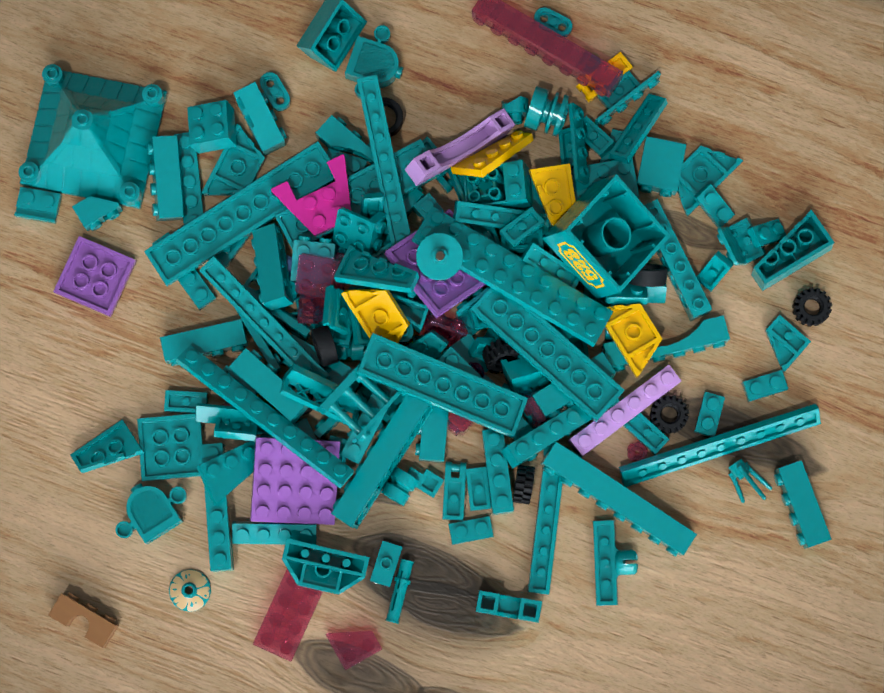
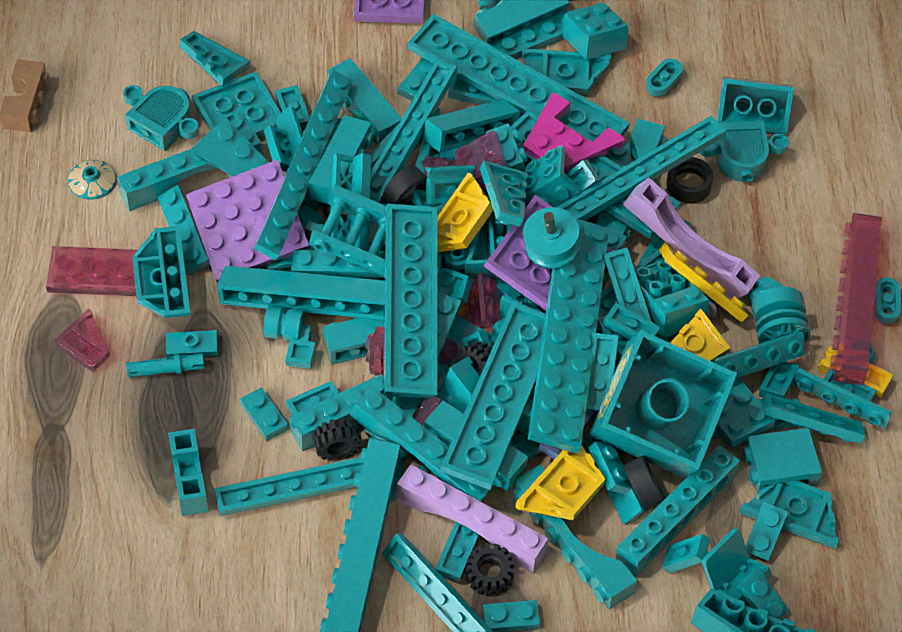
camera: 70 degrees right, 25 degrees down
(260, 119) = (628, 70): teal wedge -> none
(454, 492) = (300, 379): teal plate -> none
(609, 562) = (283, 565): teal plate -> none
(639, 447) = (434, 547): clear pink plate -> none

